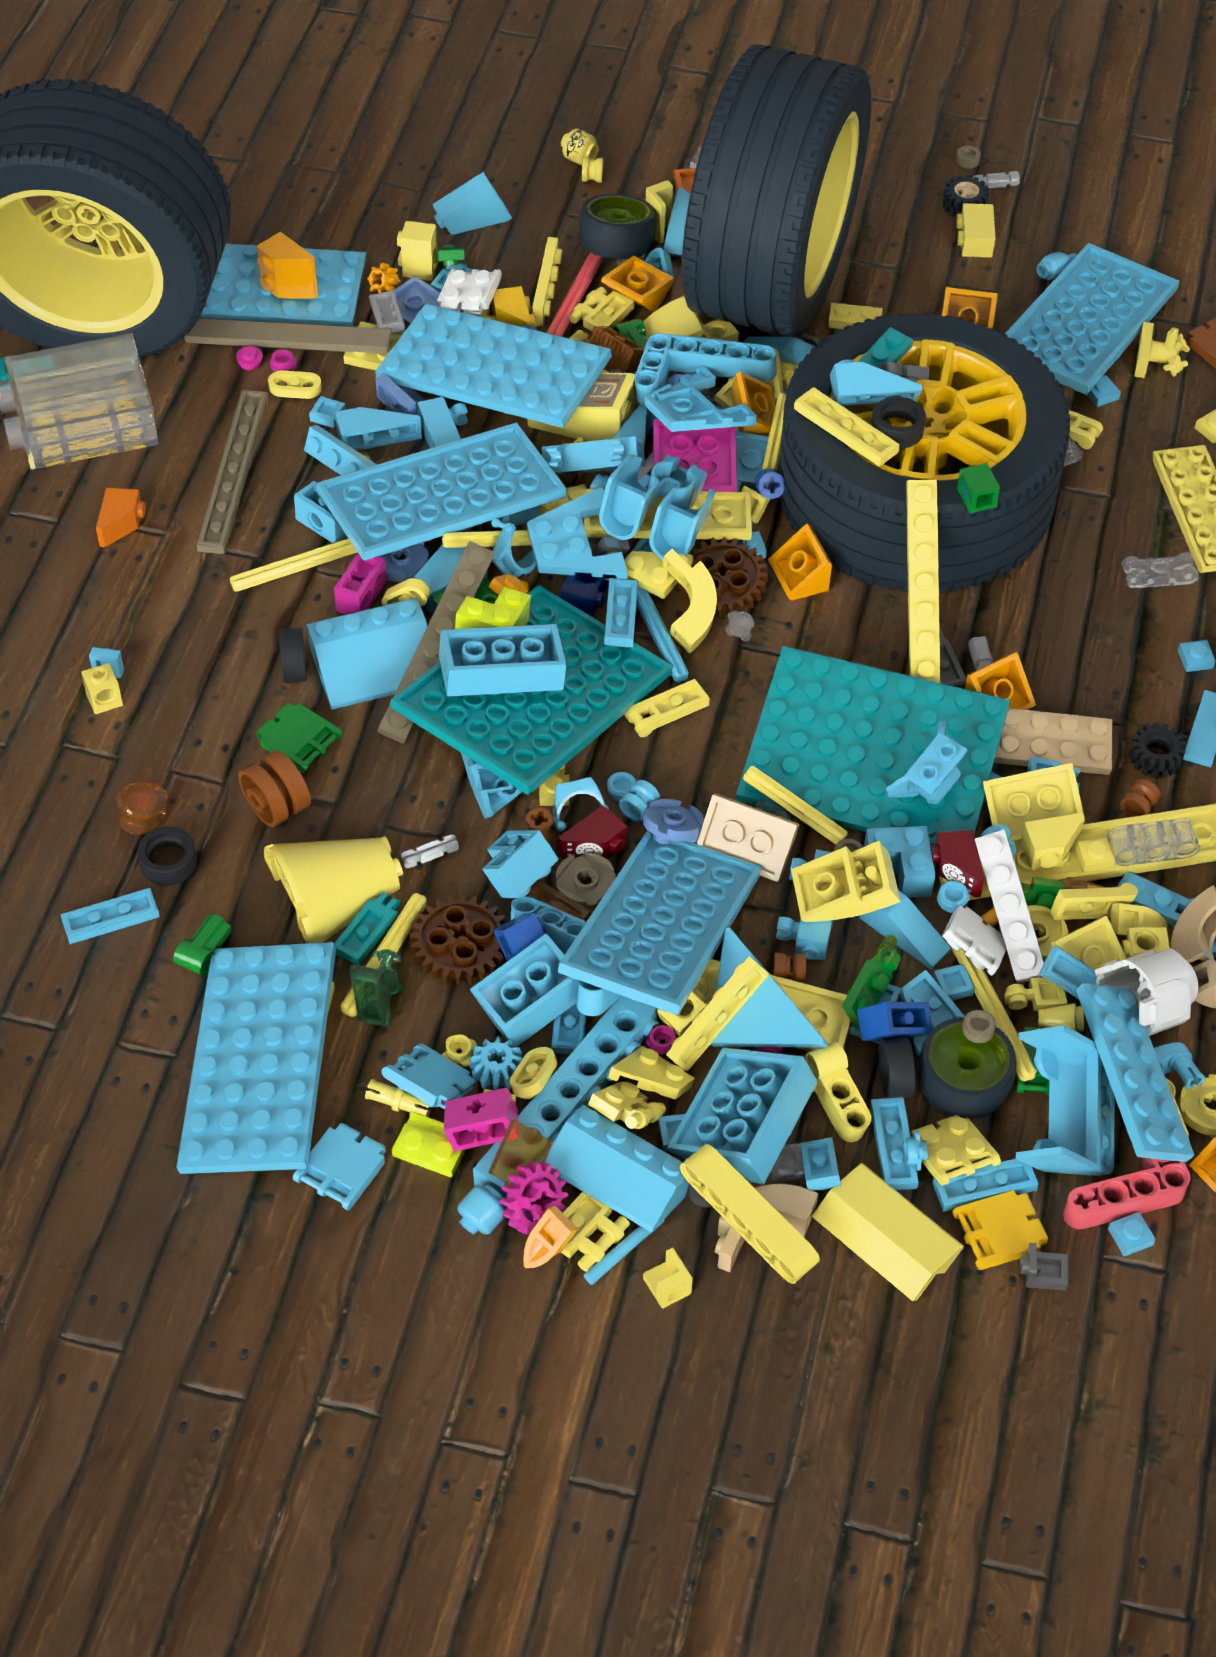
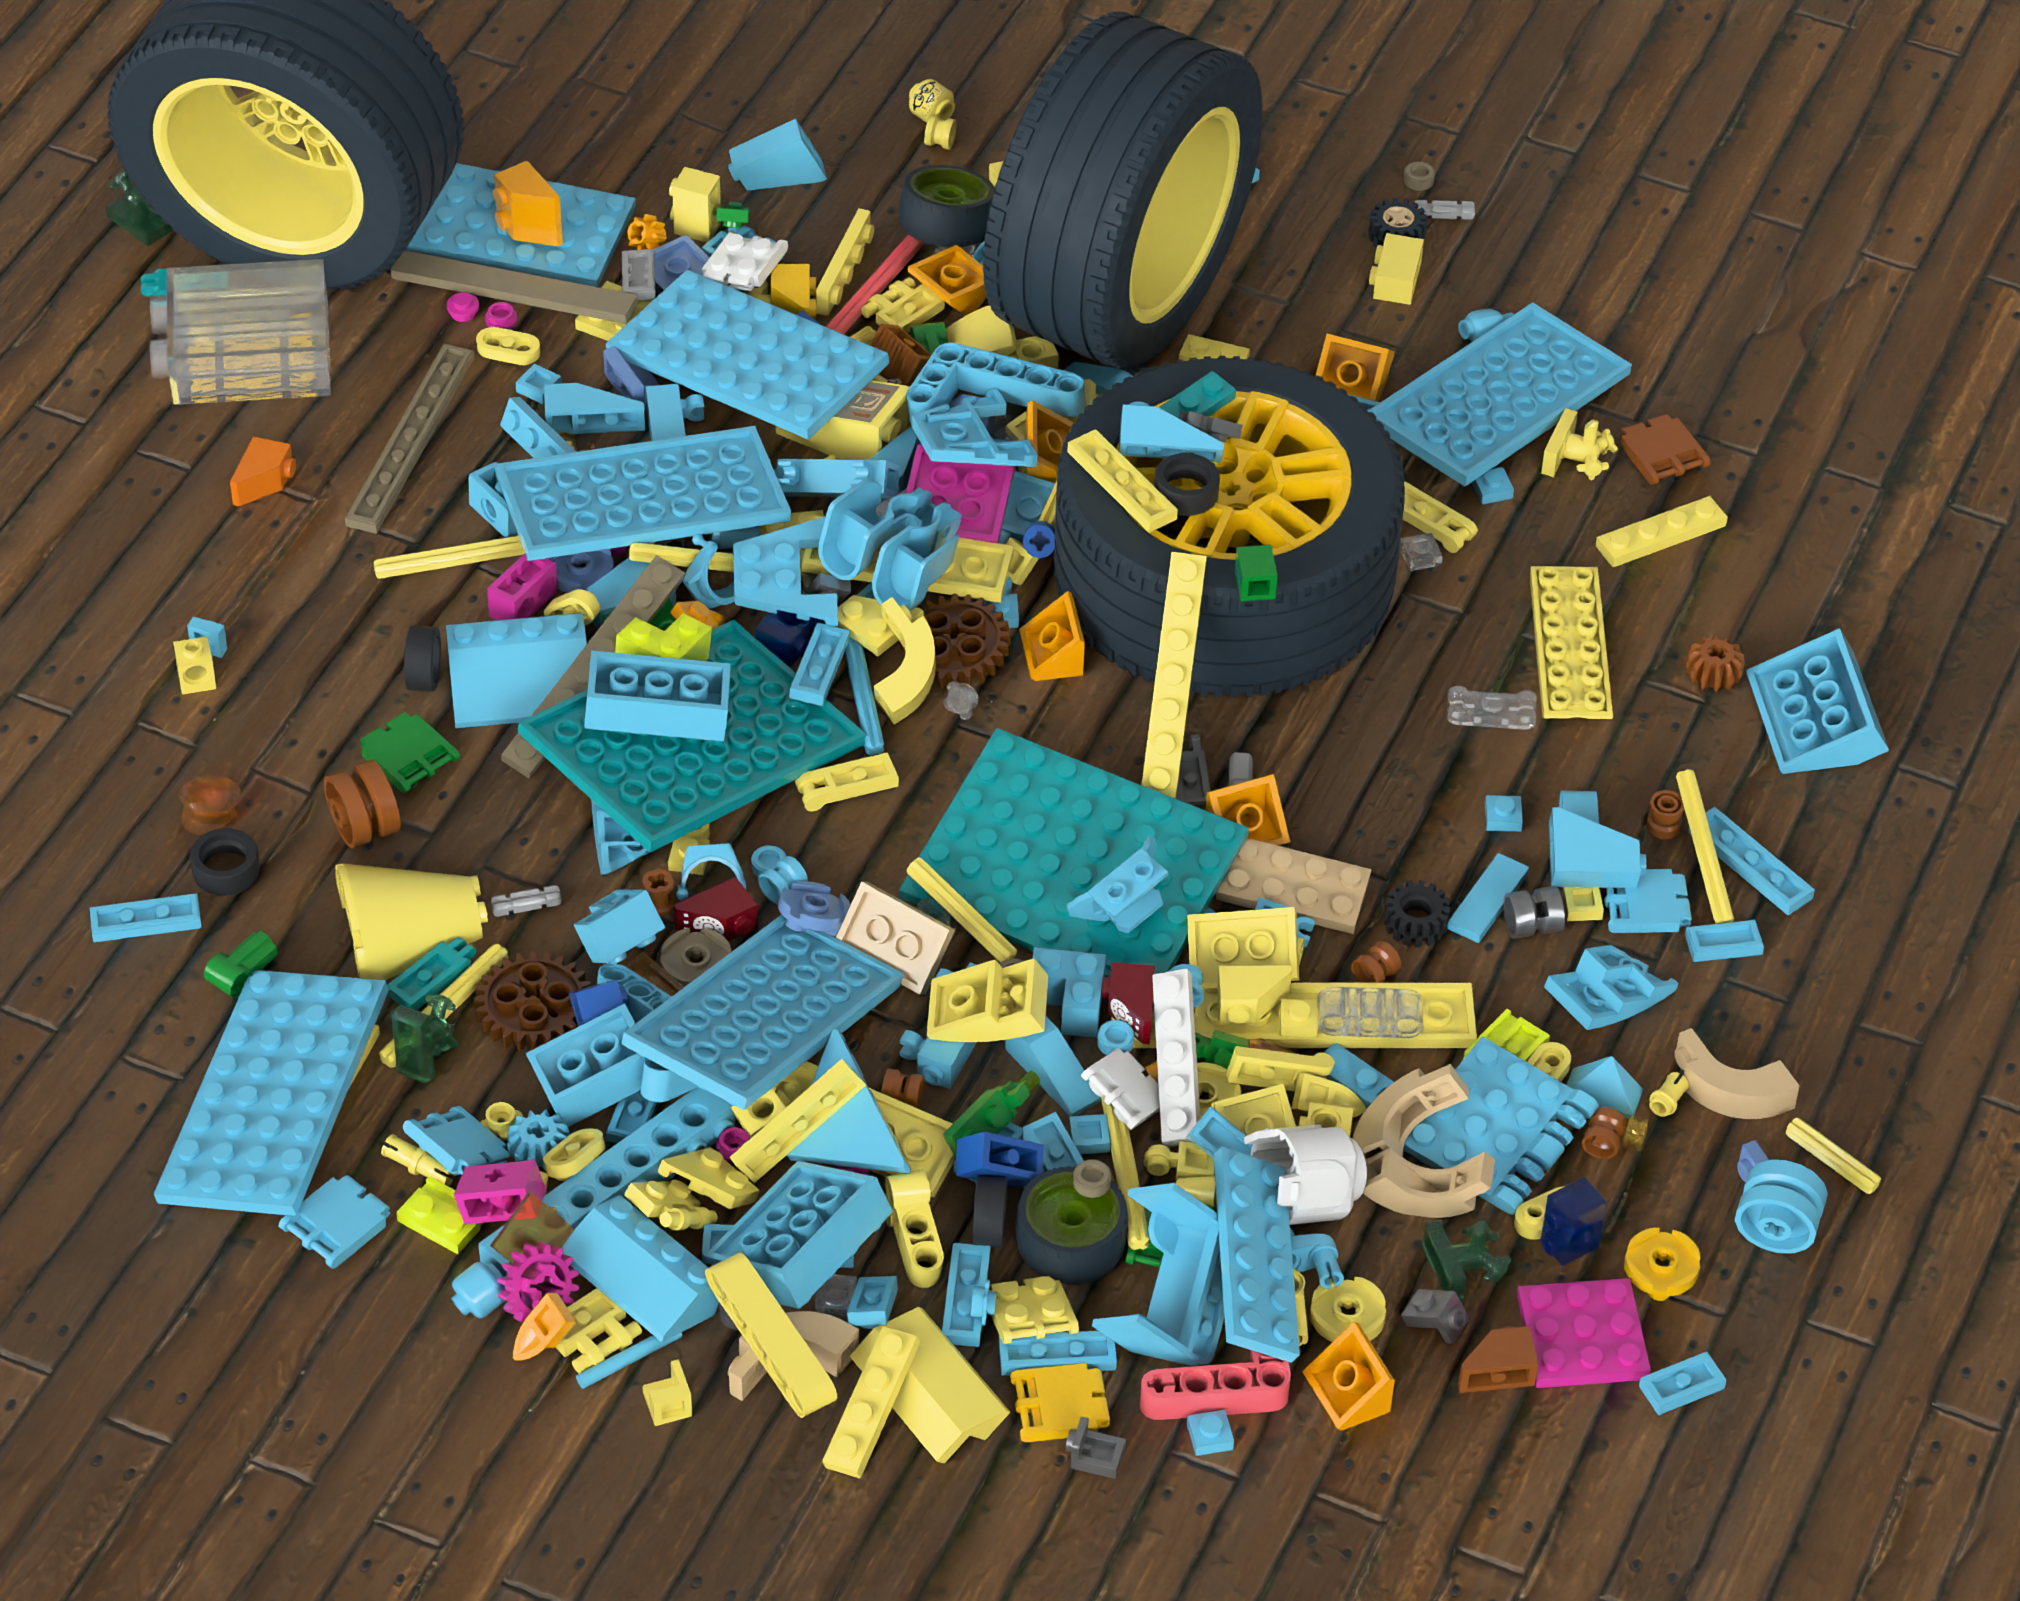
camera: 10 degrees right, 5 degrees down
(845, 1258) = (871, 1402): none -> light yellow plate

